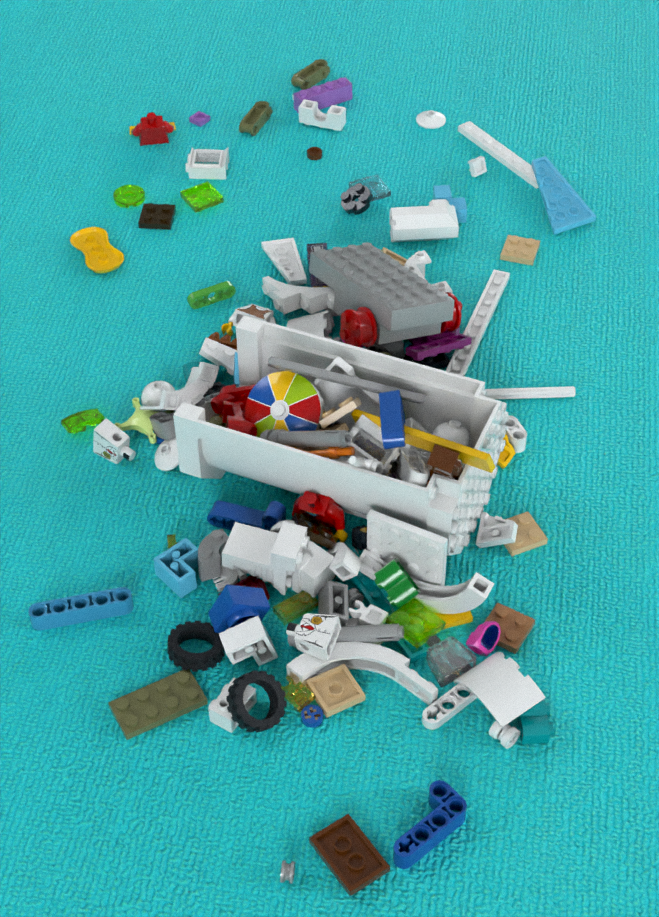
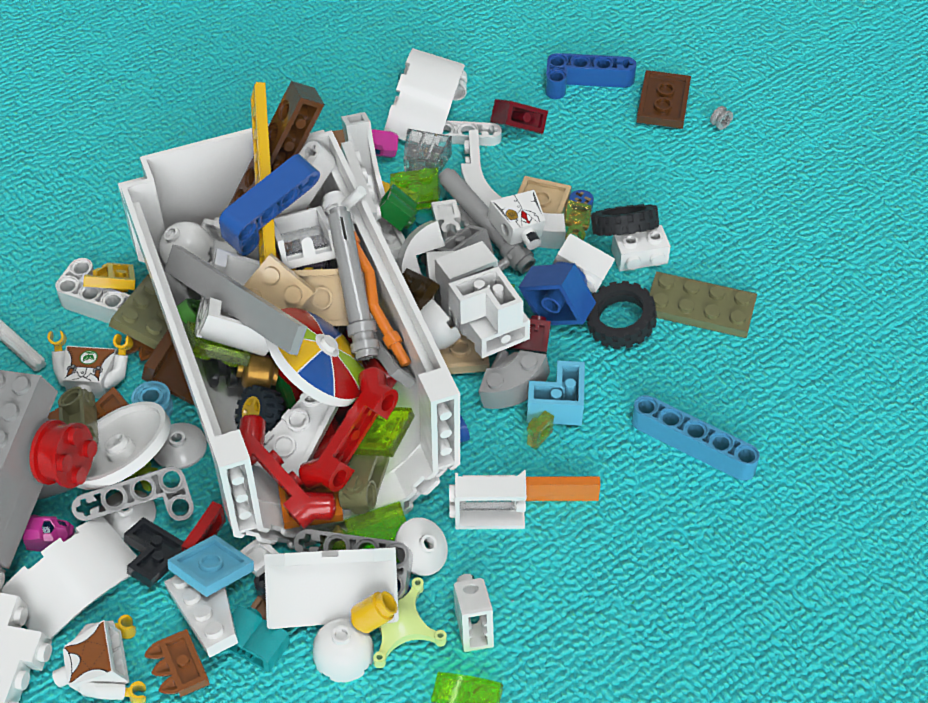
camera: 135 degrees left, 5 degrees up
(131, 527) = (563, 488): none -> orange tile
(149, 396) = (373, 611): none -> yellow brick
(155, 486) = (488, 501): none -> white window
(250, 531) = (489, 296): none -> white brick
(425, 735) = (518, 116): none -> dark red slope

